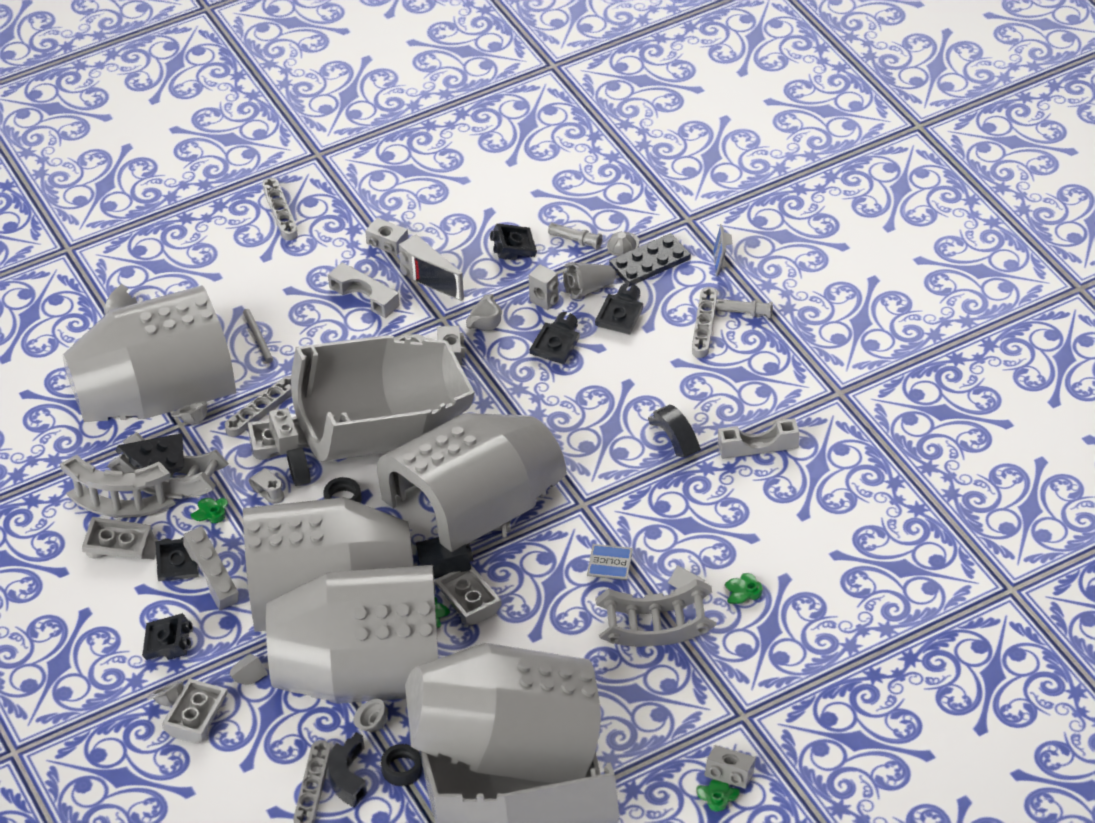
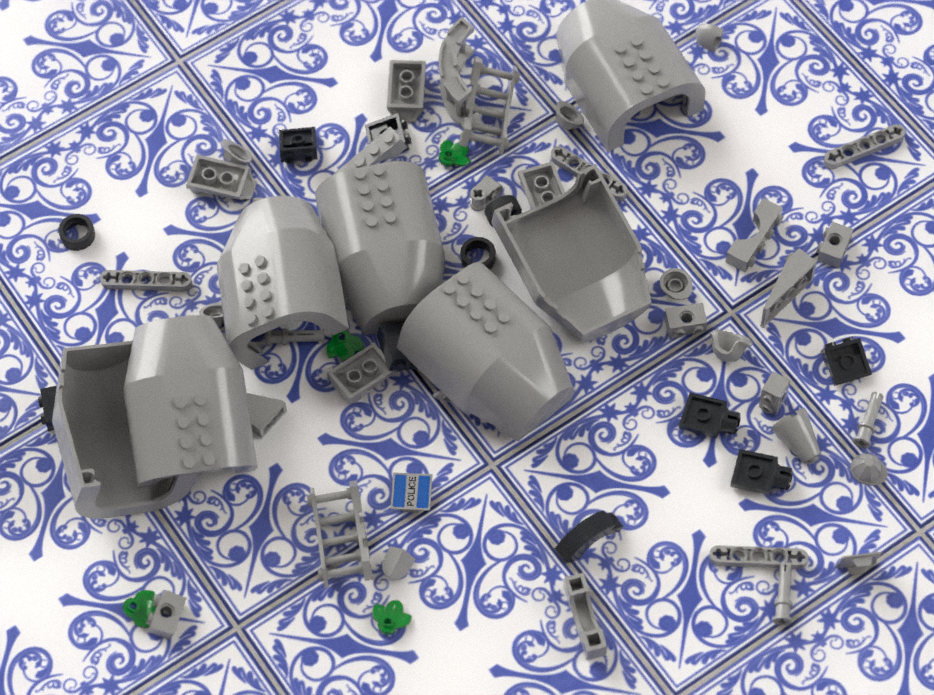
camera: 85 degrees right, 15 degrees up
(166, 450) = (492, 92): black wing -> none
(258, 336) = (682, 156): light grey bar -> none
(283, 430) = (536, 189): light grey brick -> none
(346, 784) = (157, 297): black arch -> none
(650, 259) = (847, 497): plate -> none

